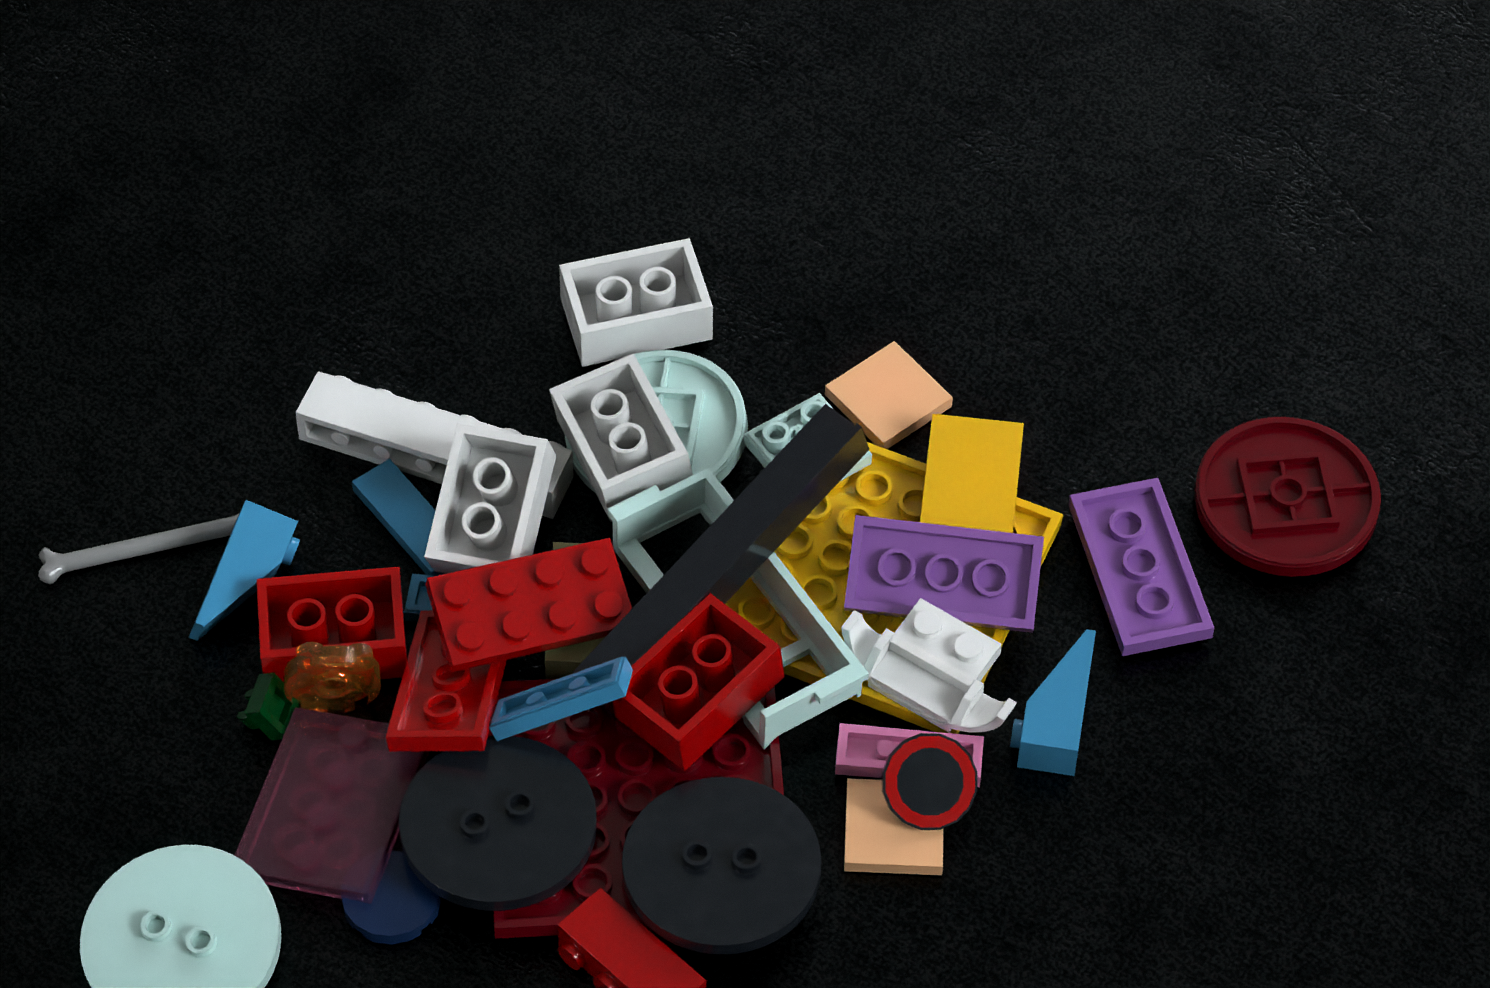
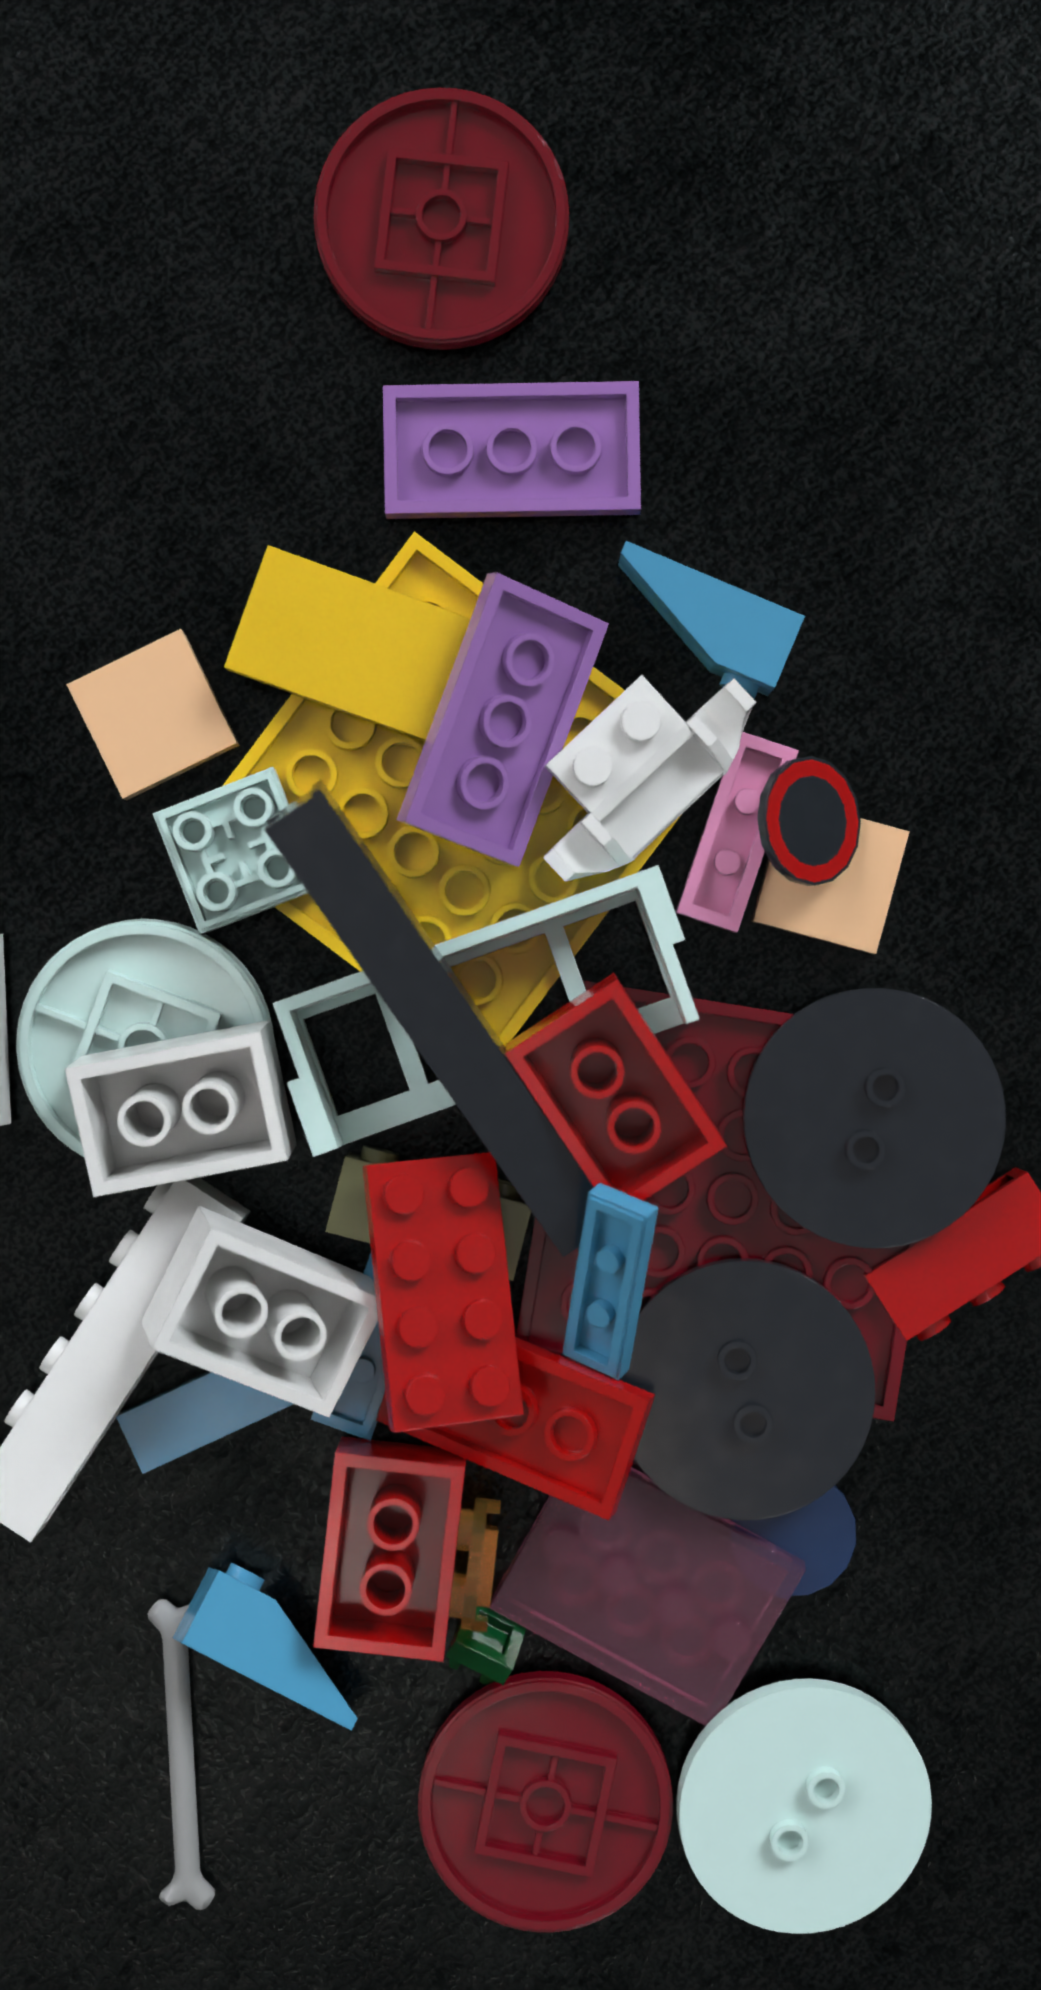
camera: 70 degrees left, 35 degrees up
(155, 769) = (545, 1802): none -> dark red plate

